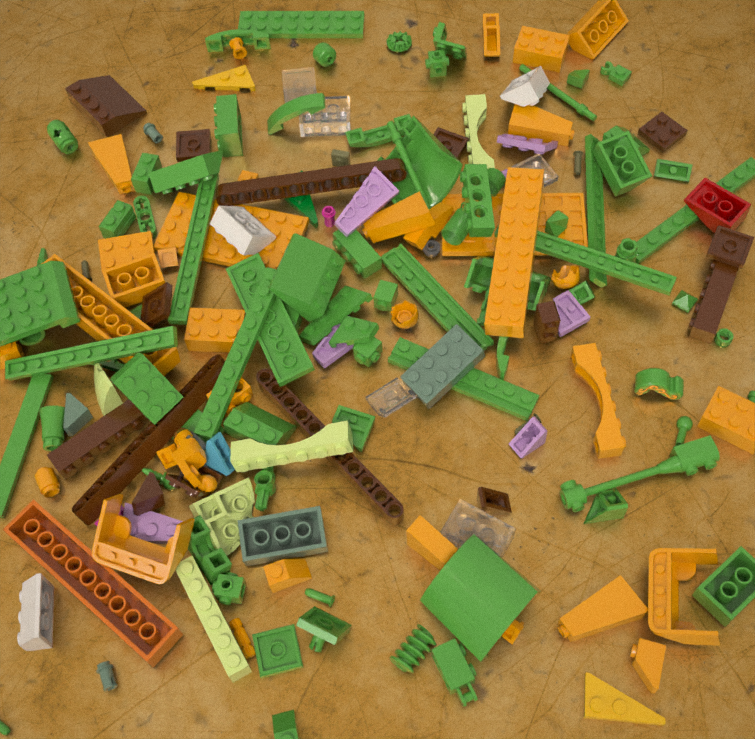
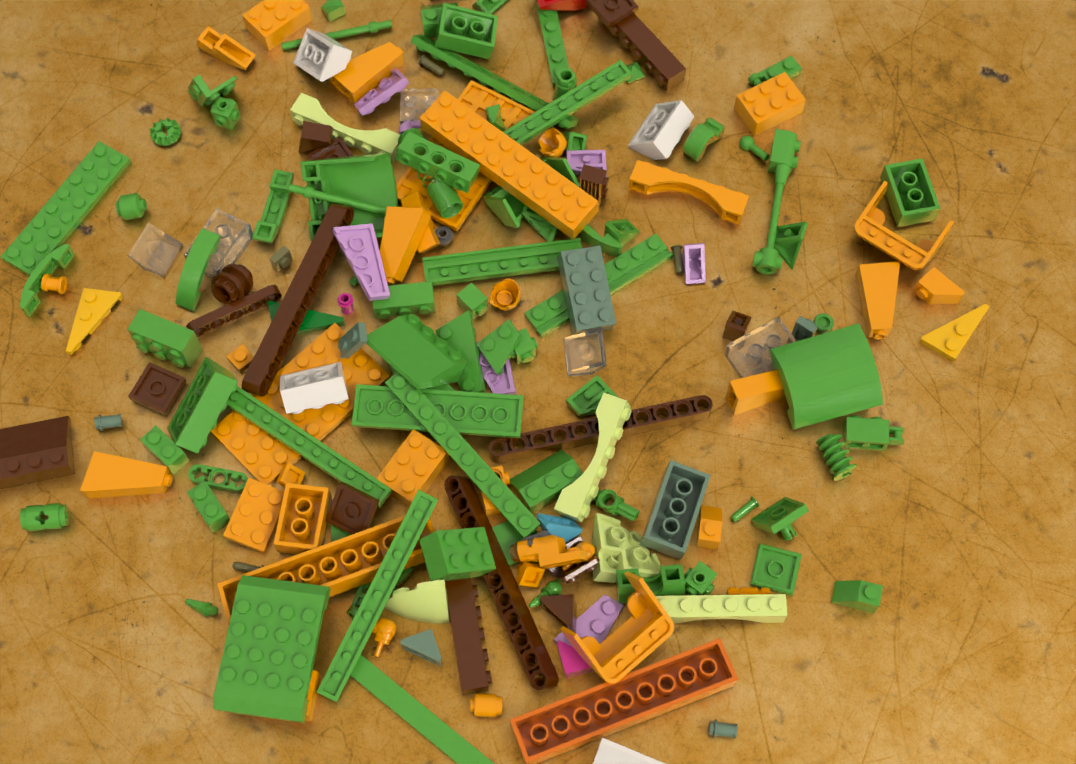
camera: 65 degrees left, 5 degrees up
(52, 426) = (428, 675): bright green plant -> none
(75, 382) = (384, 632): none -> light orange piece
(279, 153) = (234, 310): none -> reddish brown beam
(290, 229) = (353, 340): none -> sand green plate
(297, 139) = (232, 283): none -> reddish brown piece
(454, 120) = (314, 136): none -> reddish brown slope
(518, 556) = (804, 329): none -> sand green plate
(521, 367) = (621, 230): none -> bright green slope
(544, 576) = (824, 323): none -> bright green tile
(643, 350) = (662, 130): none -> white slope
(723, 332) = (687, 60): bright green axle -> none

